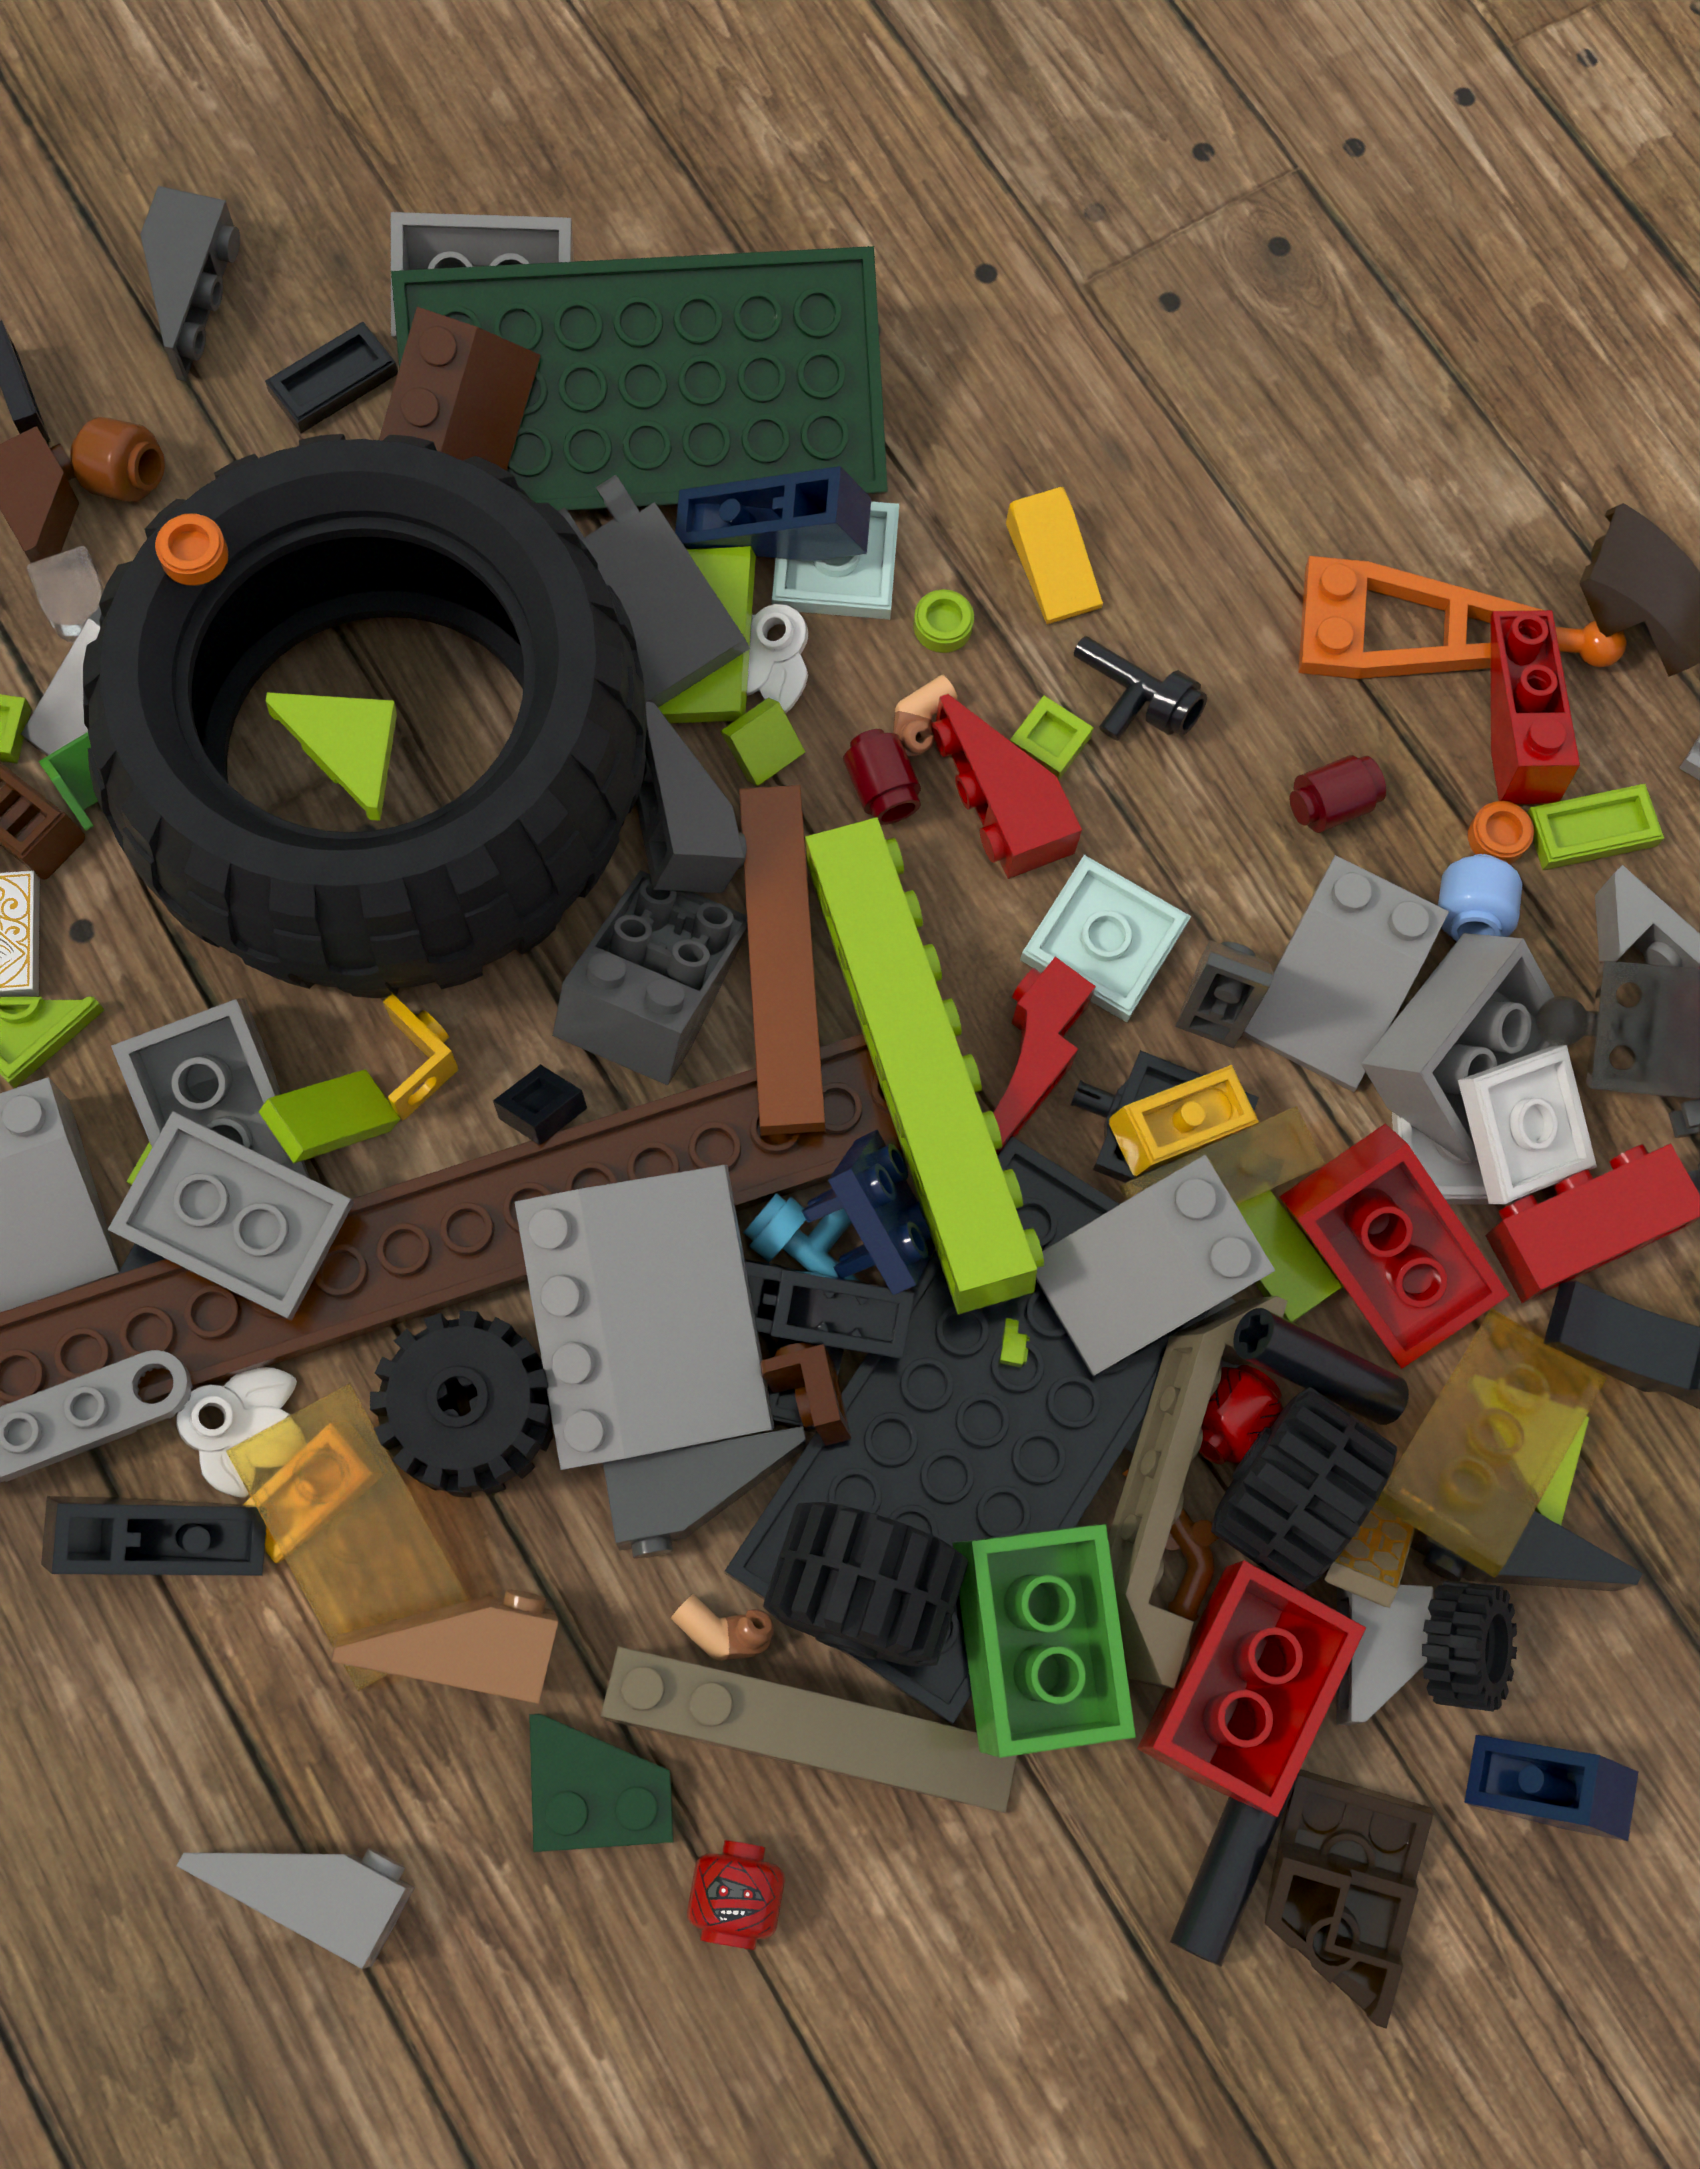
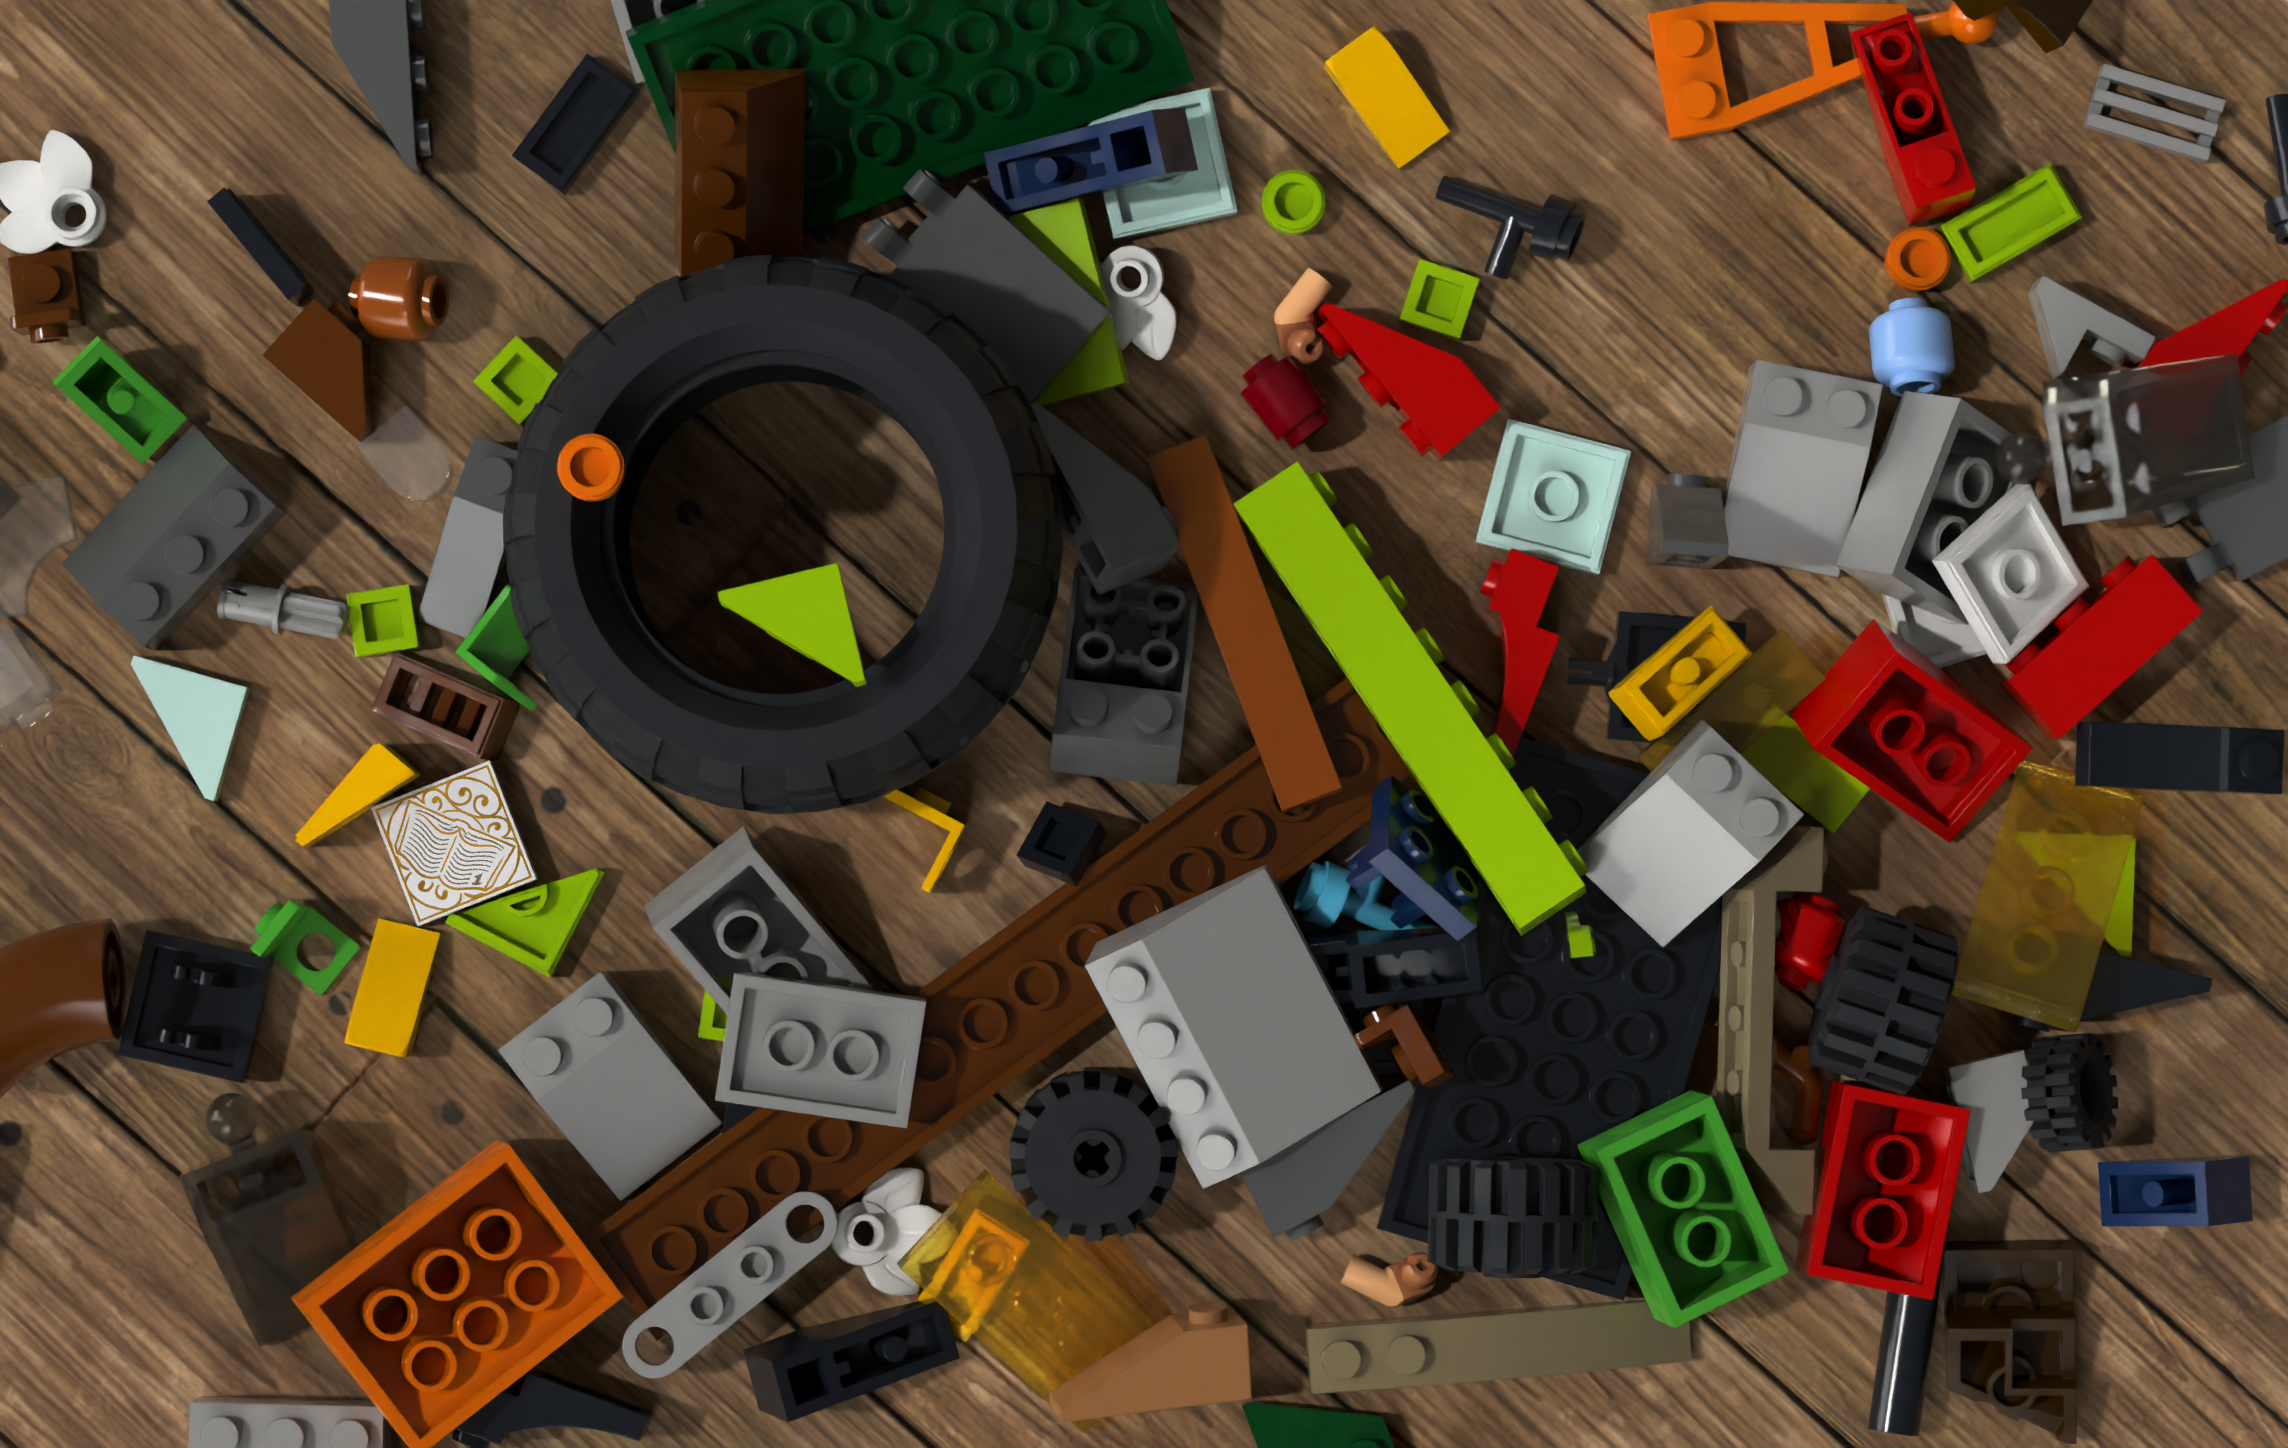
camera: 10 degrees left, 15 degrees up
(329, 1115) = (870, 920): lime tile -> none
(762, 741) = (1154, 401): lime tile -> none
(1320, 1364) = (1871, 879): black piece -> none
(1337, 792) = (1742, 274): dark red brick -> none
(1374, 1558) = (1963, 1045): dark tan tile -> none

